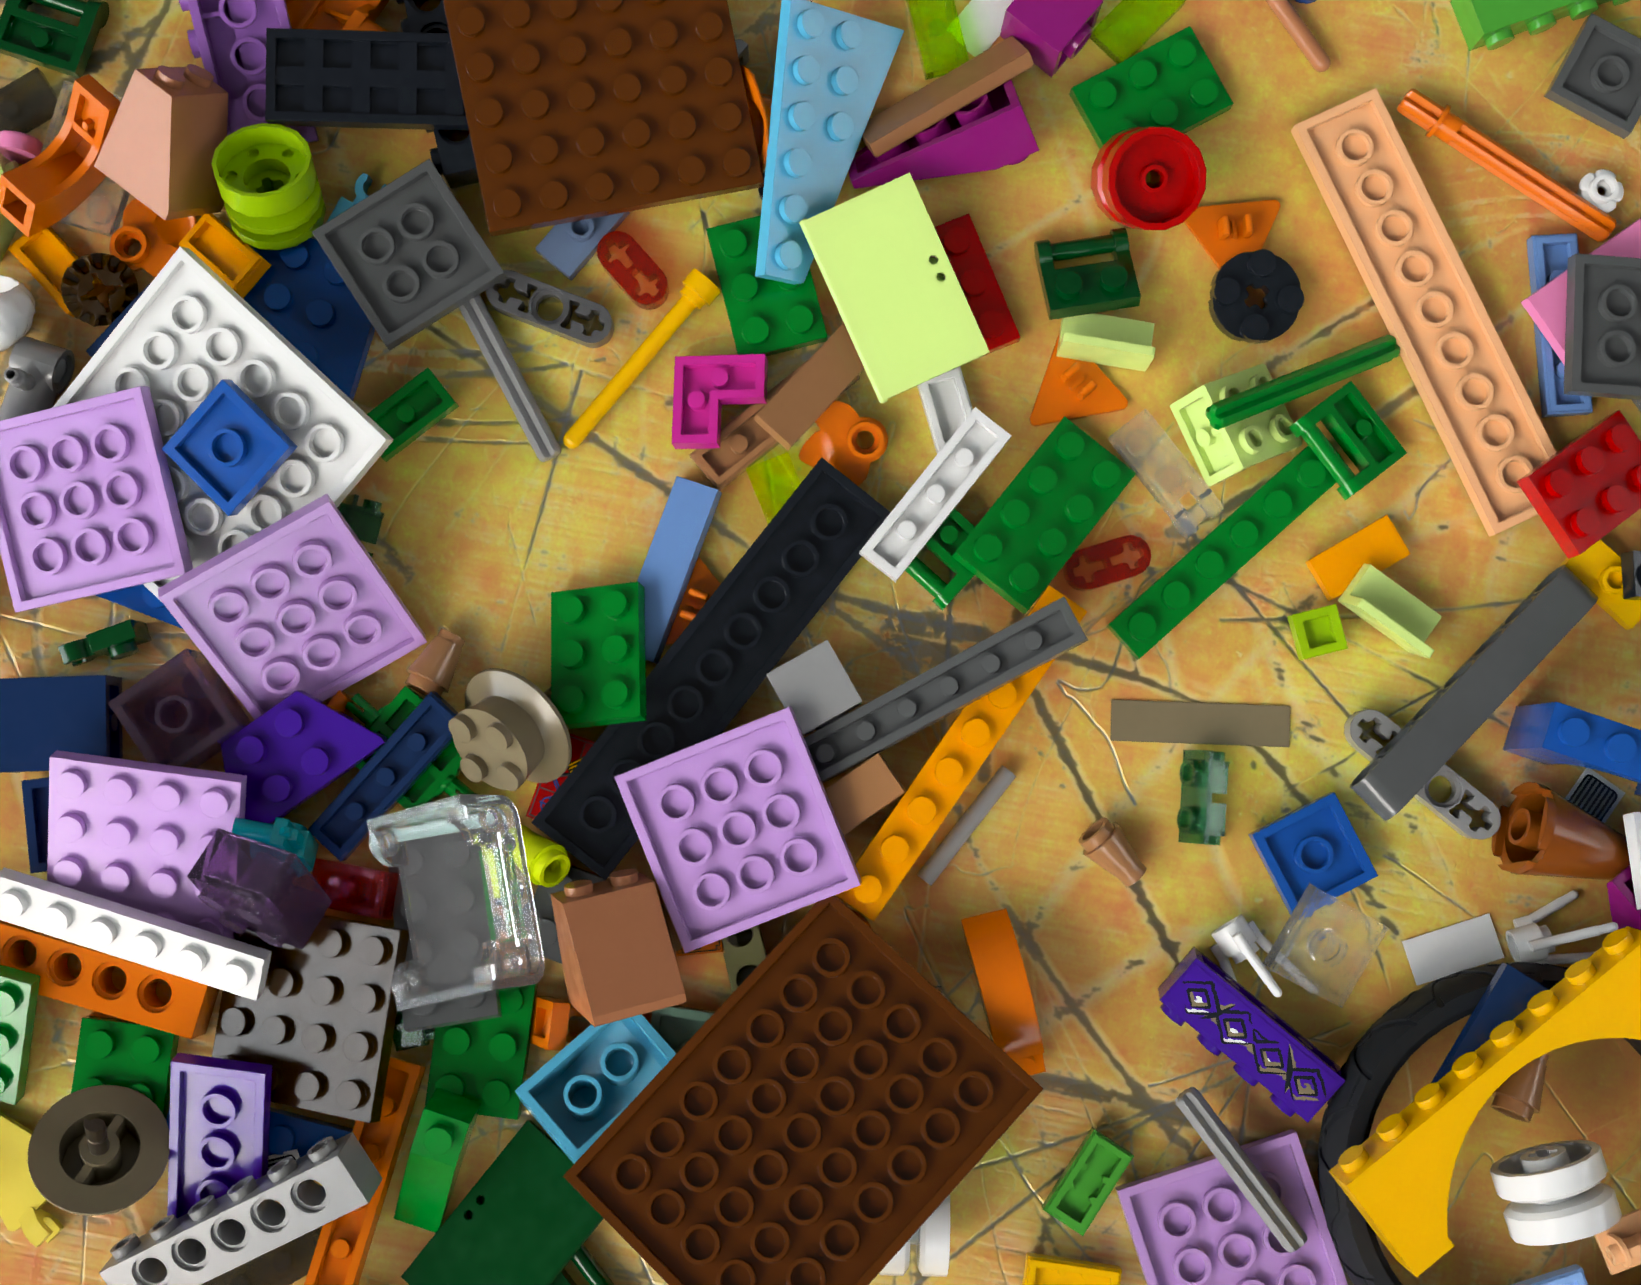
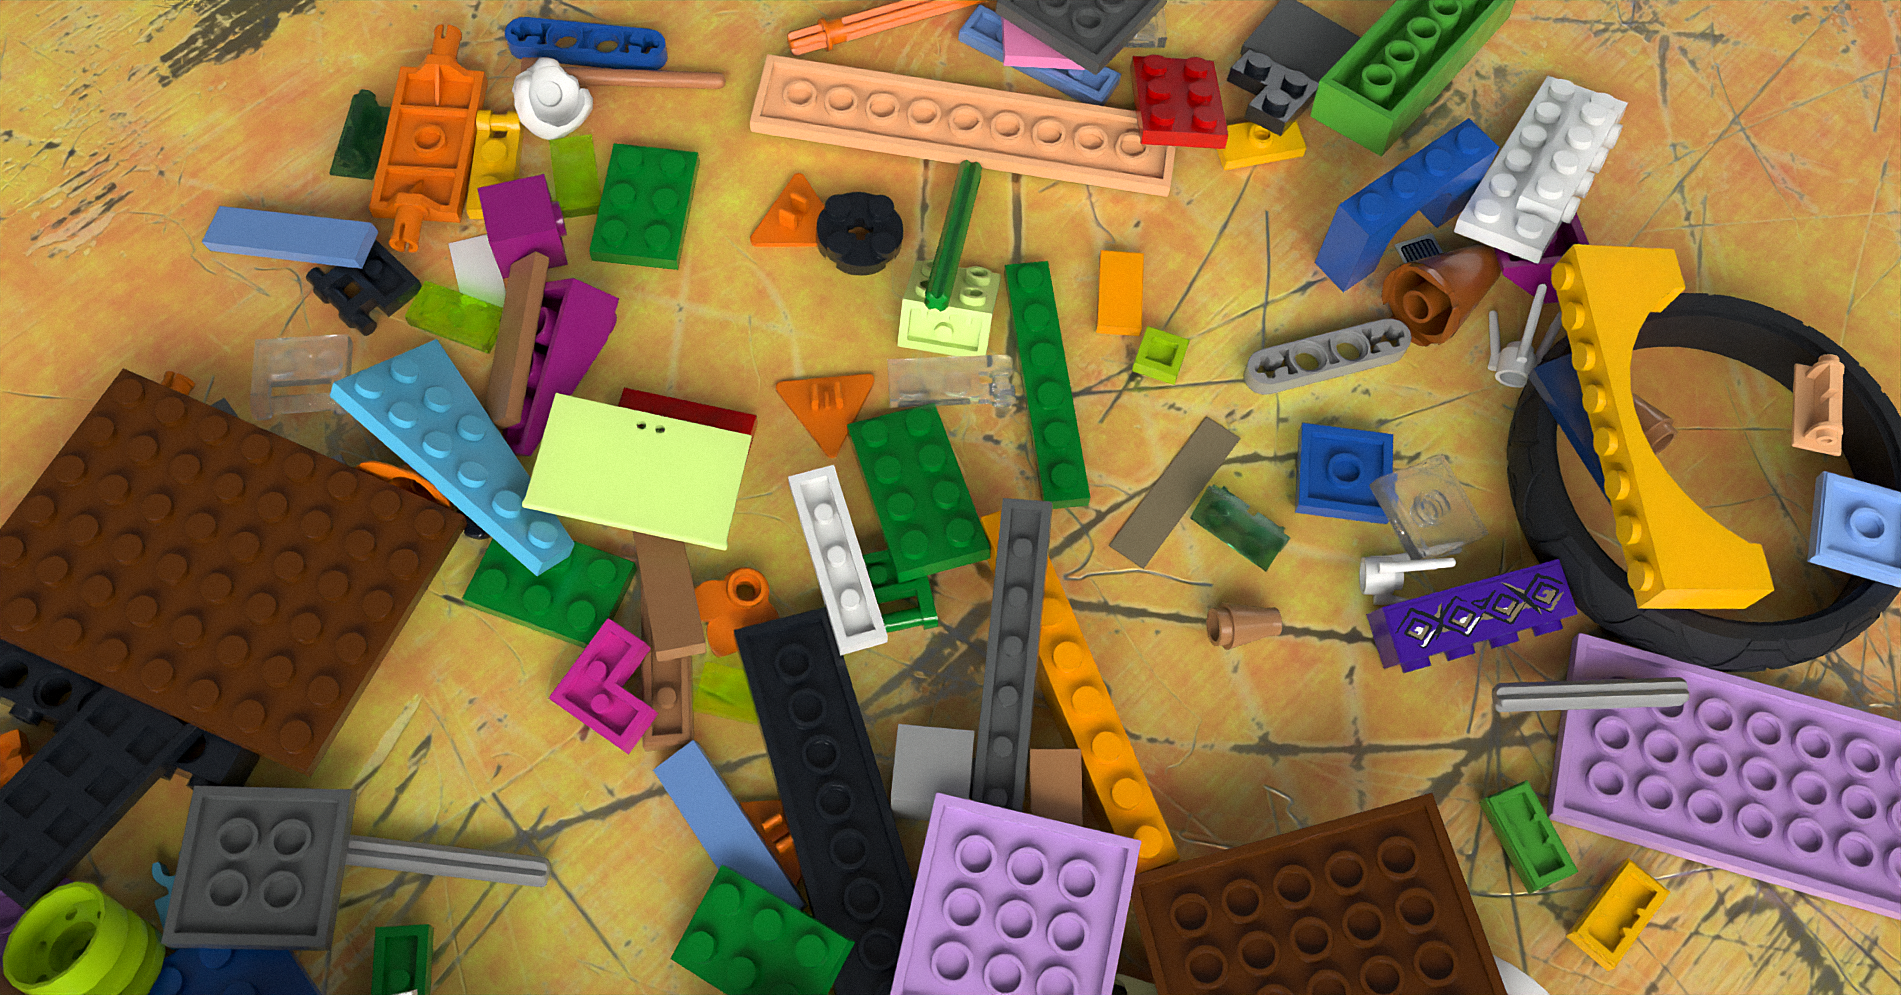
camera: 60 degrees left, 20 degrees down
(574, 243) = (377, 718): sand blue plate -> none
(586, 310) = (441, 748): flat silver beam -> none
(640, 263) = (442, 675): clear red beam -> none
(695, 294) = (508, 643): yellow piece -> none
(945, 405) = (768, 512): white tile -> none
(966, 825) = (1140, 732): light grey bar -> none
(1004, 988) = (1303, 781): orange arch -> none
(1089, 286) = (755, 340): dark green plate -> none
(1104, 552) = (983, 470): clear red beam -> none
(1107, 341) = (809, 355): yellowish green panel -> none
(1174, 183) = (707, 236): red wheel -> none
(1357, 432) = (1022, 227): green plate -> none
(1391, 610) = (1180, 293): yellowish green panel -> none
(1453, 949) = (1486, 425): white sticker -> none
(1473, 693) = (1289, 279): dark grey beam -> none
(1556, 1193) = (1752, 444): white wheel -> none

